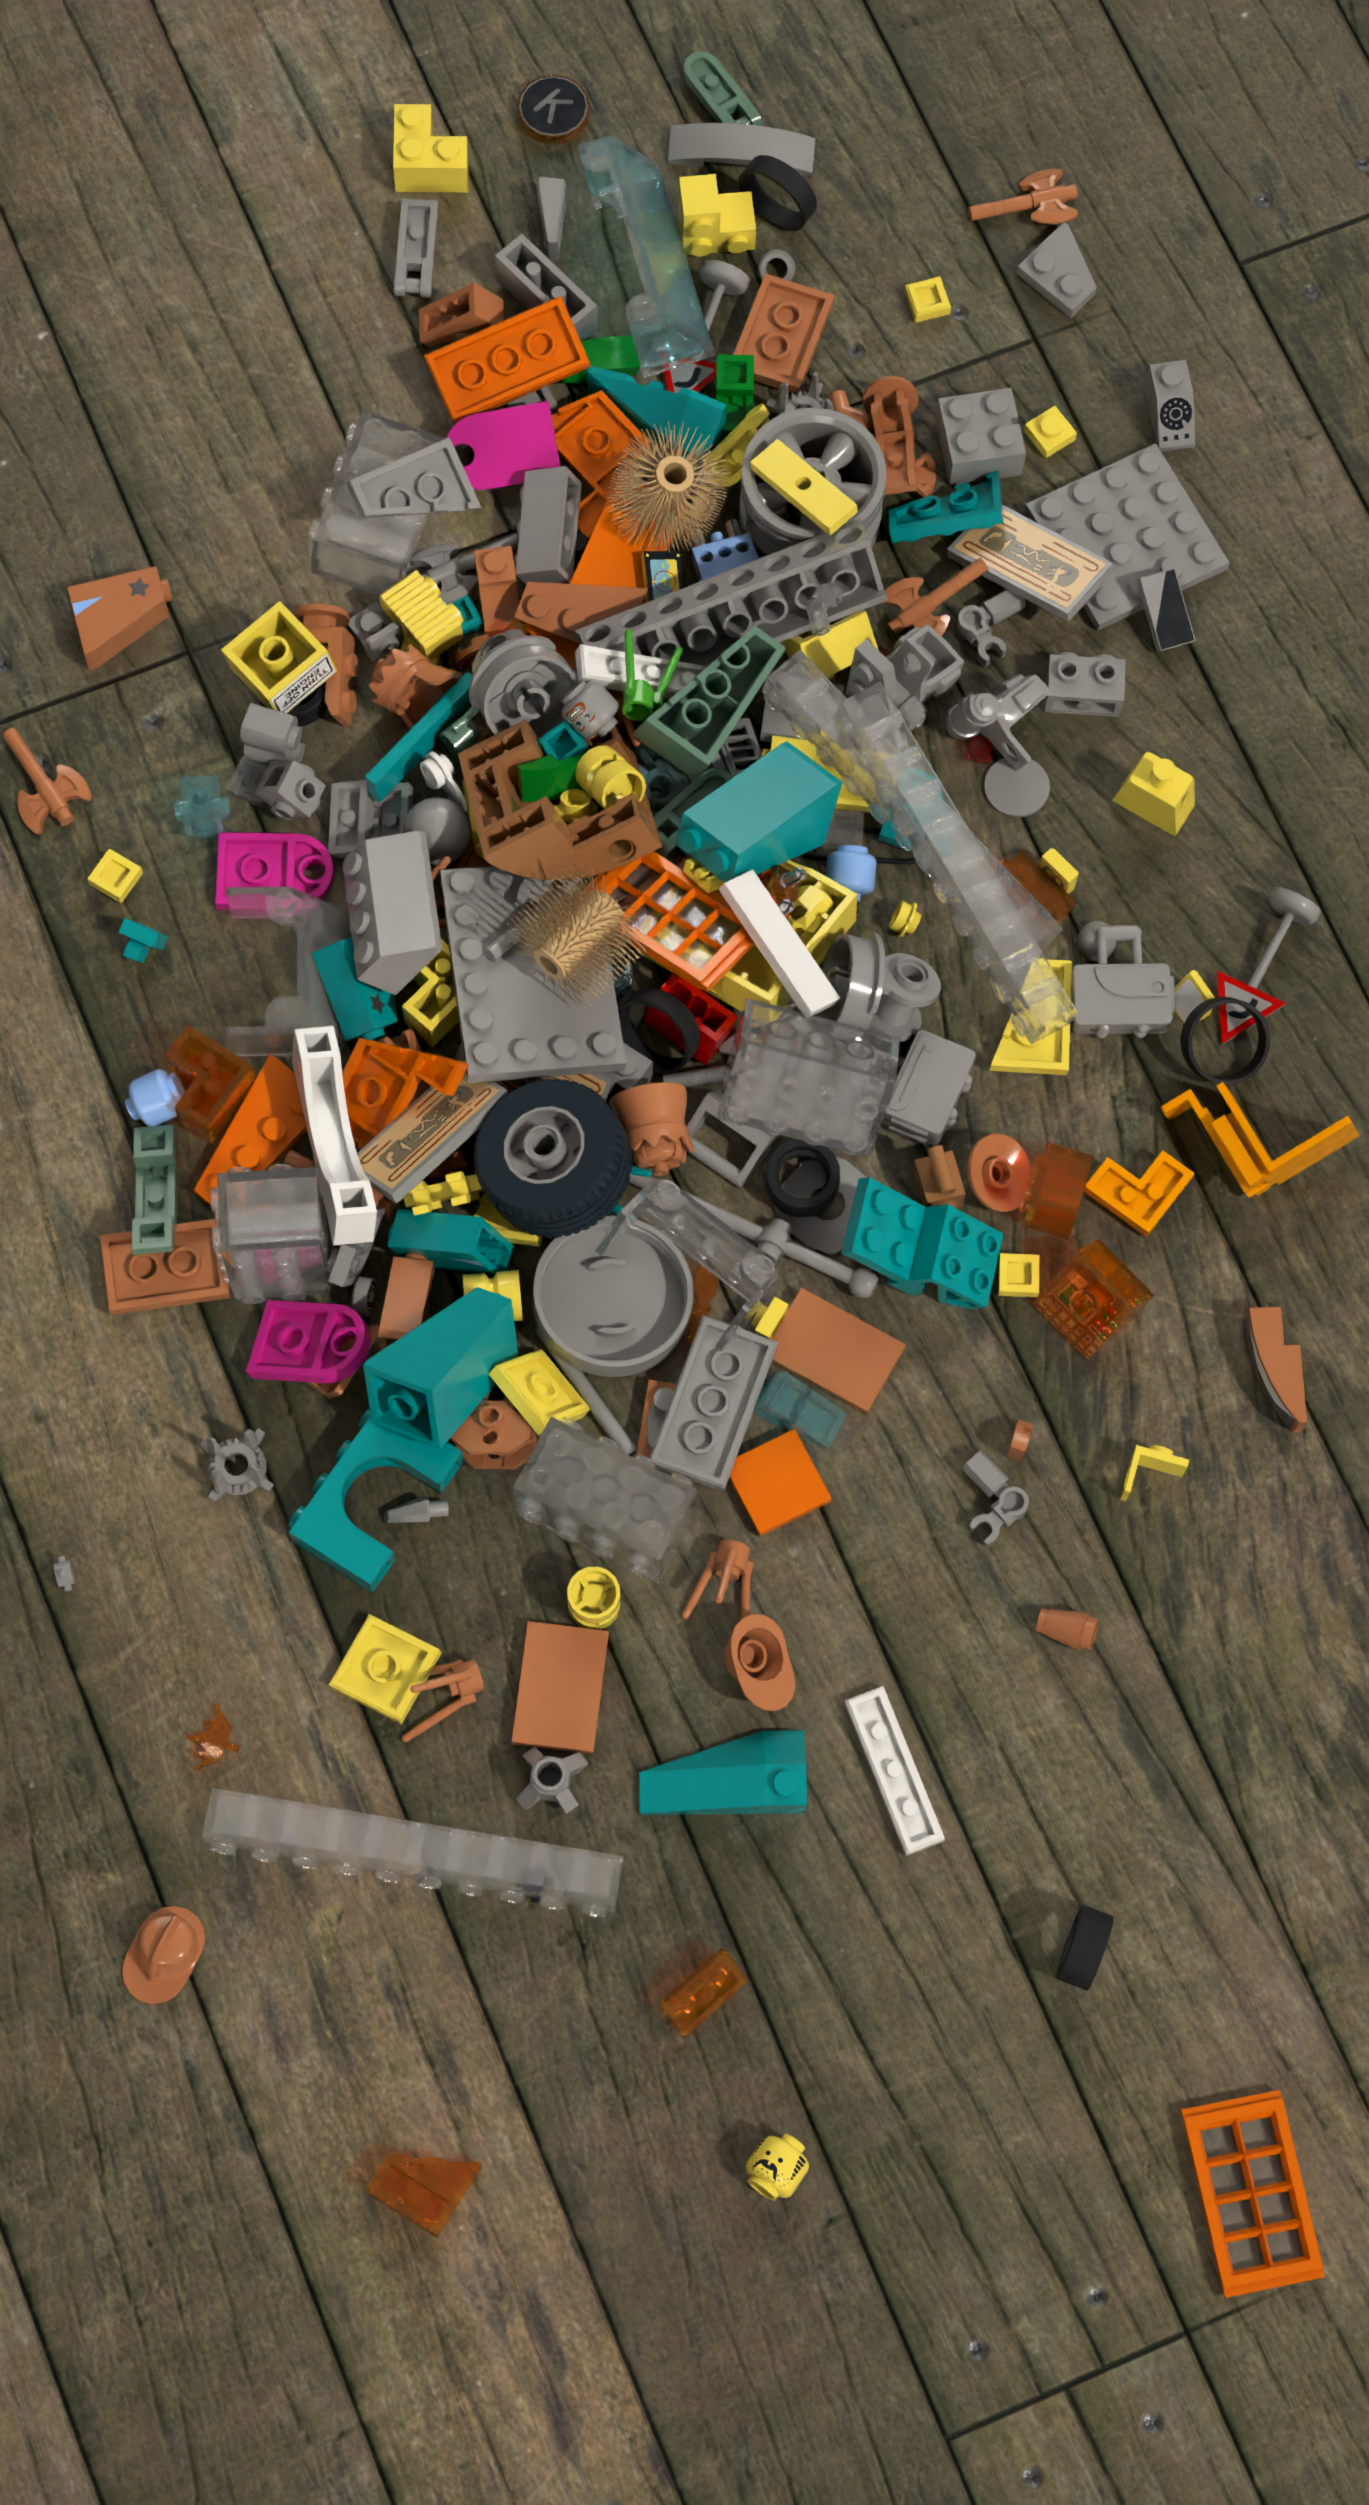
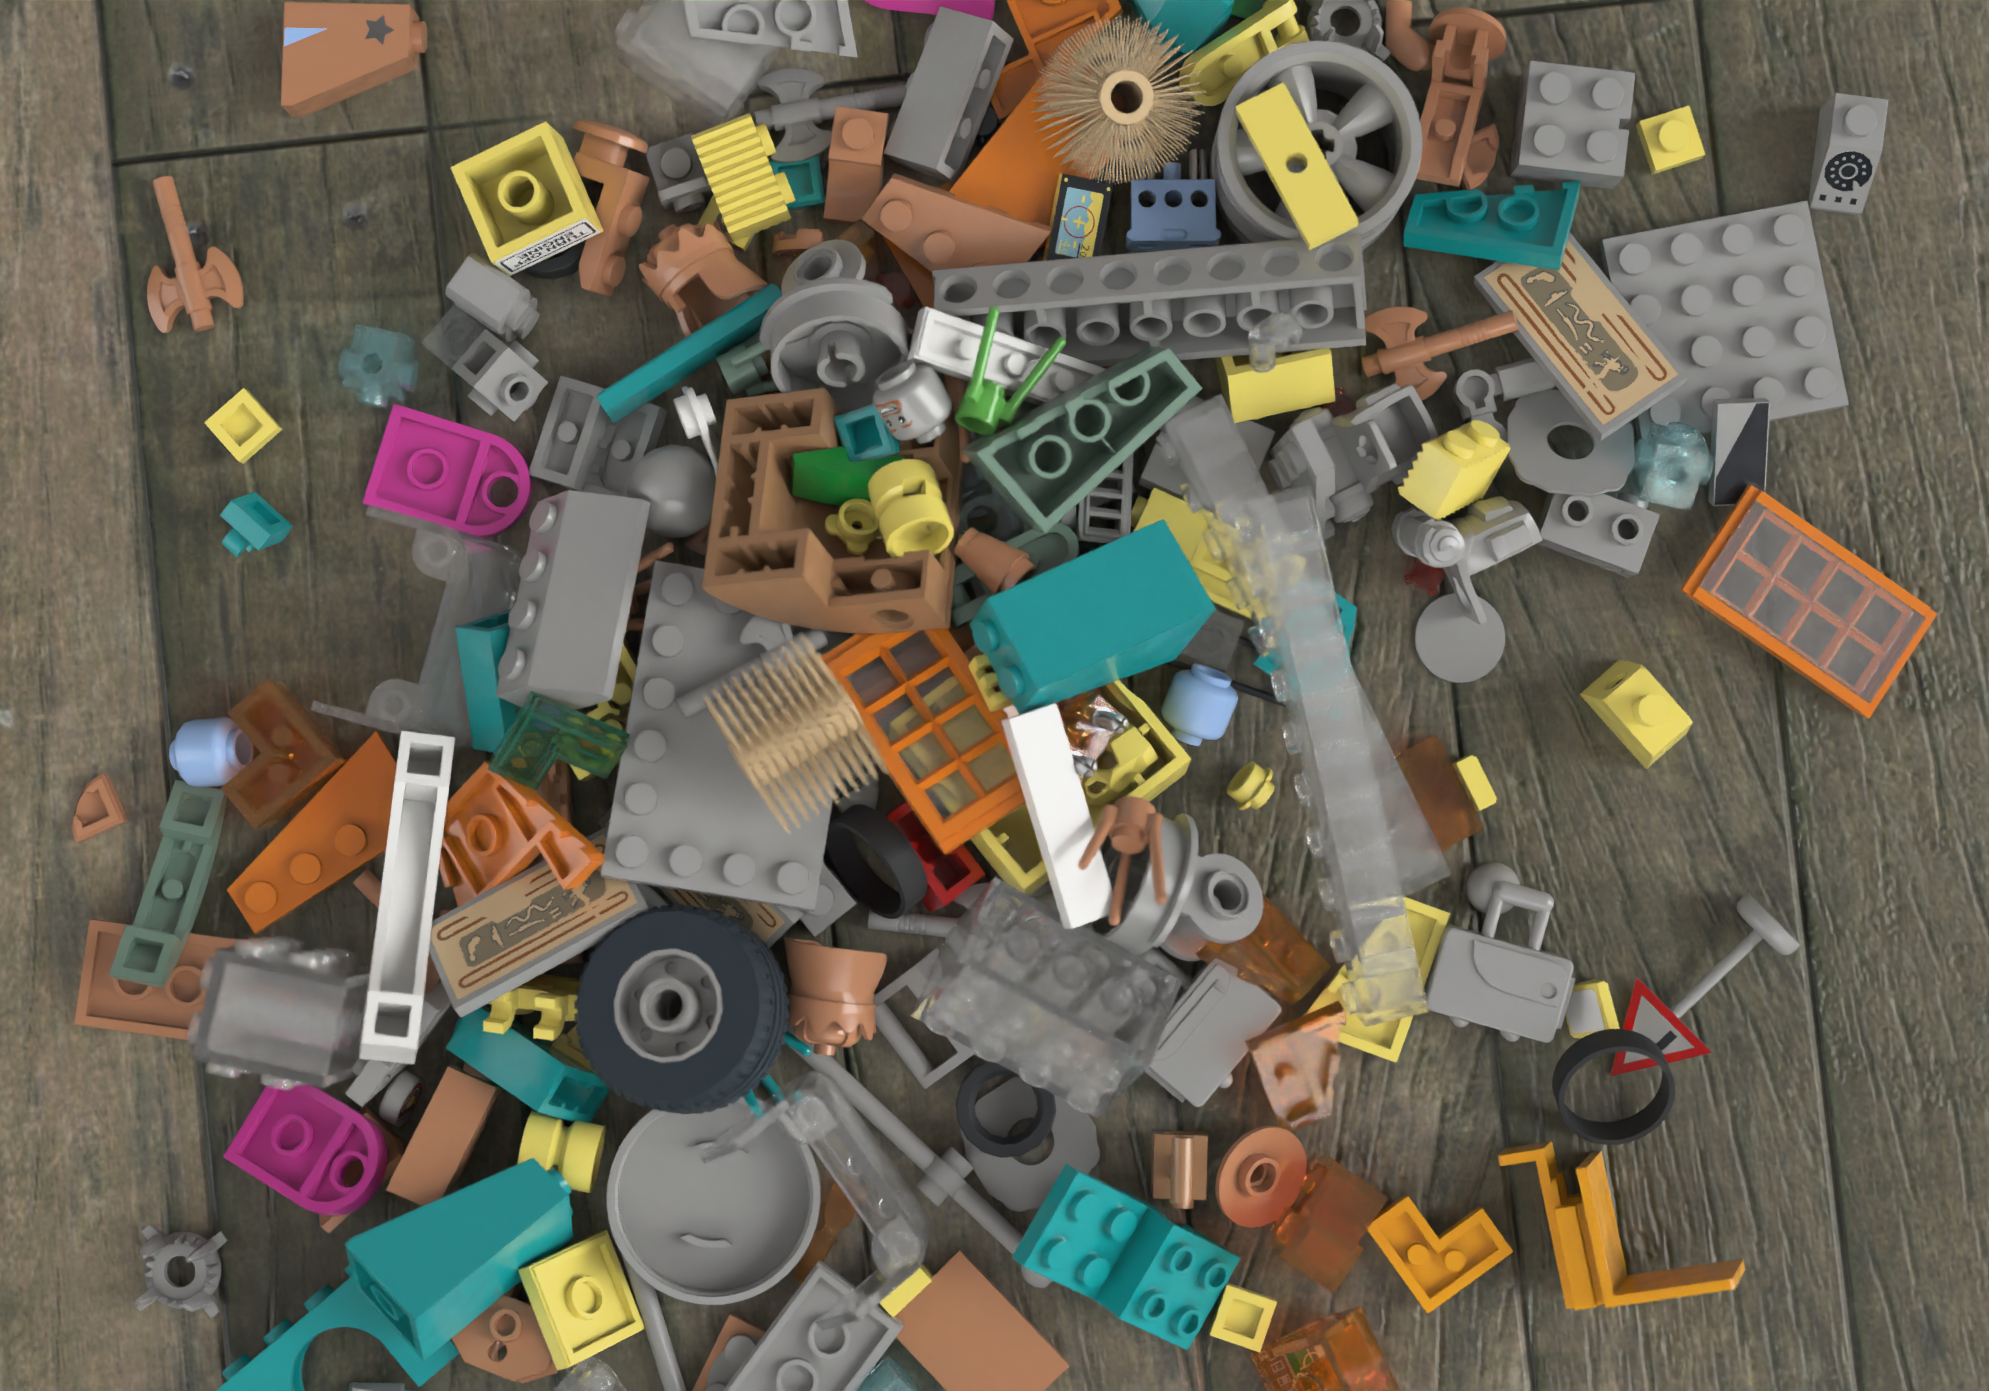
camera: 25 degrees right, 15 degrees up
(82, 1165) = (97, 809): none -> nougat tile
(406, 991) = (552, 732): none -> clear green tile
(675, 798) = (994, 561): none -> nougat cone
(831, 940) = (1130, 826): none -> nougat plant
(955, 1021) = (1272, 956): none -> clear orange wing
(975, 663) = (1454, 469): none -> light yellow brick
(1001, 1089) = (1299, 1066): none -> clear orange wing
(1018, 637) = (1538, 465): none -> light grey piece
(1132, 637) = (1671, 465): none -> clear light blue brick
(1247, 693) = (1808, 601): none -> clear piece

